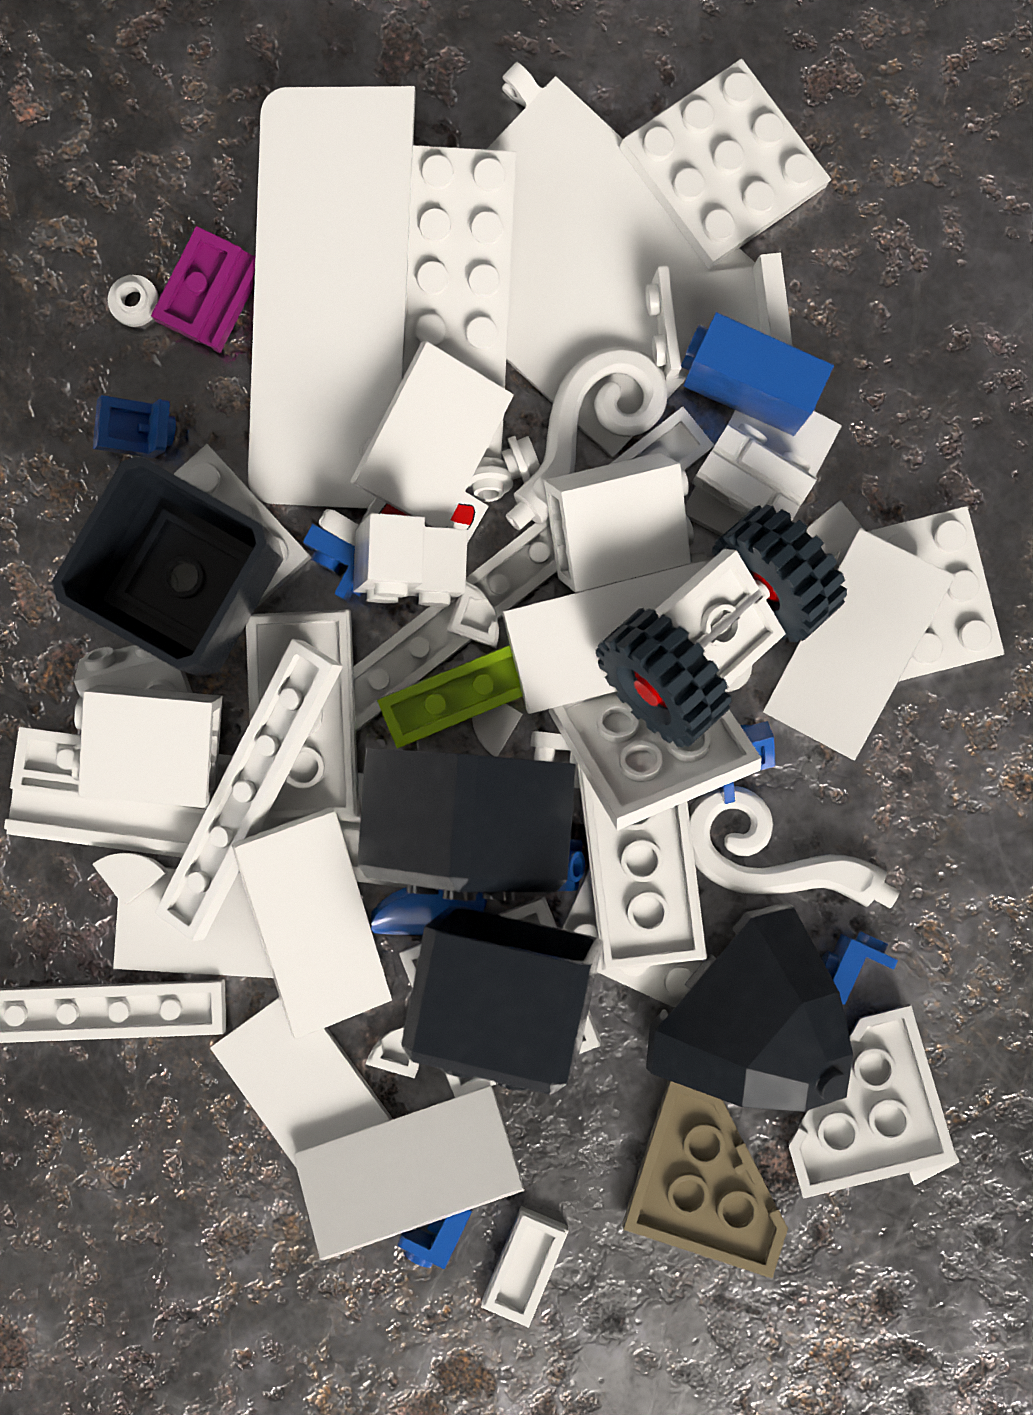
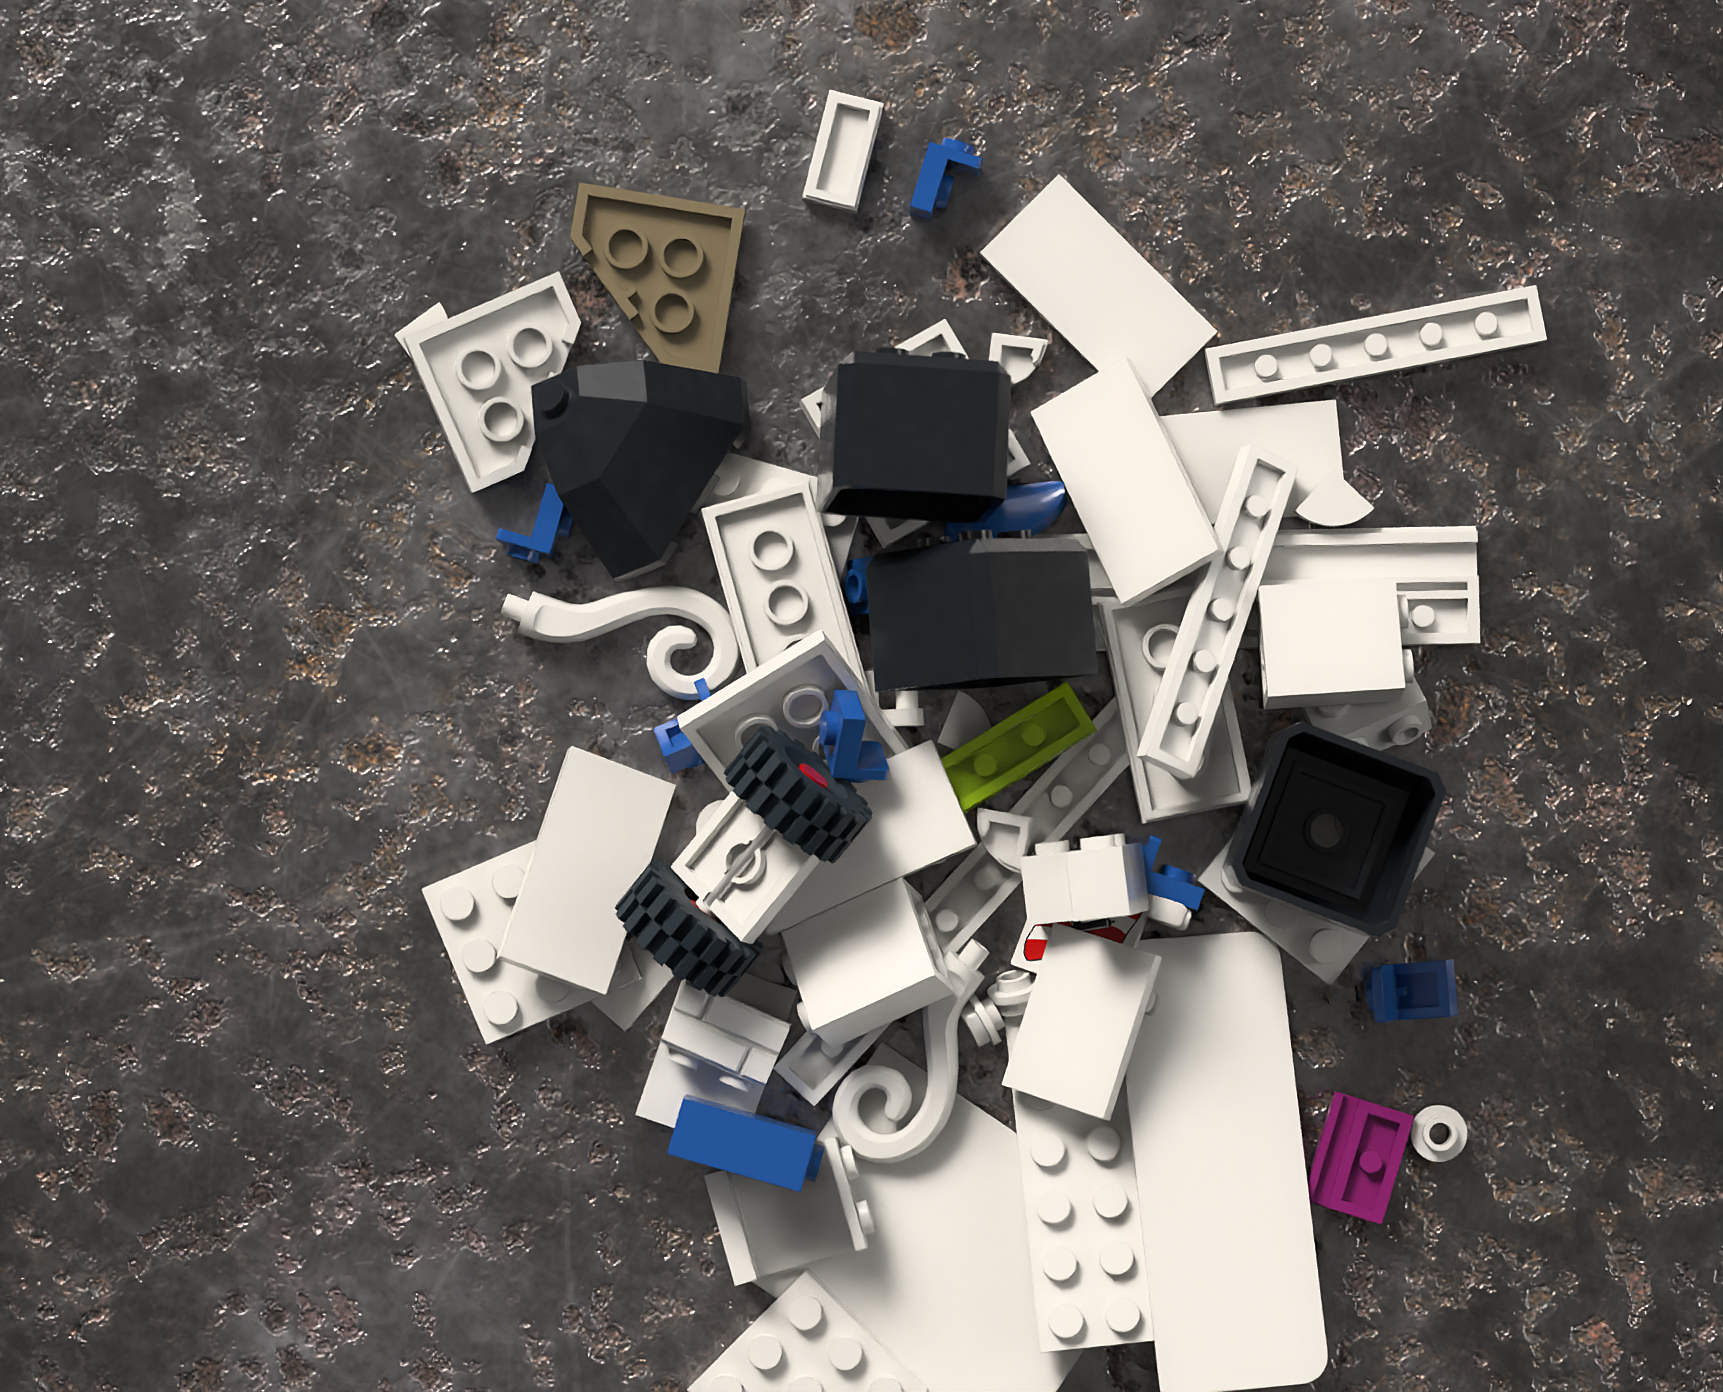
camera: 175 degrees right, 0 degrees up
(407, 1173) = (983, 236): white tile -> none
(609, 712) = (842, 742): none -> blue bracket

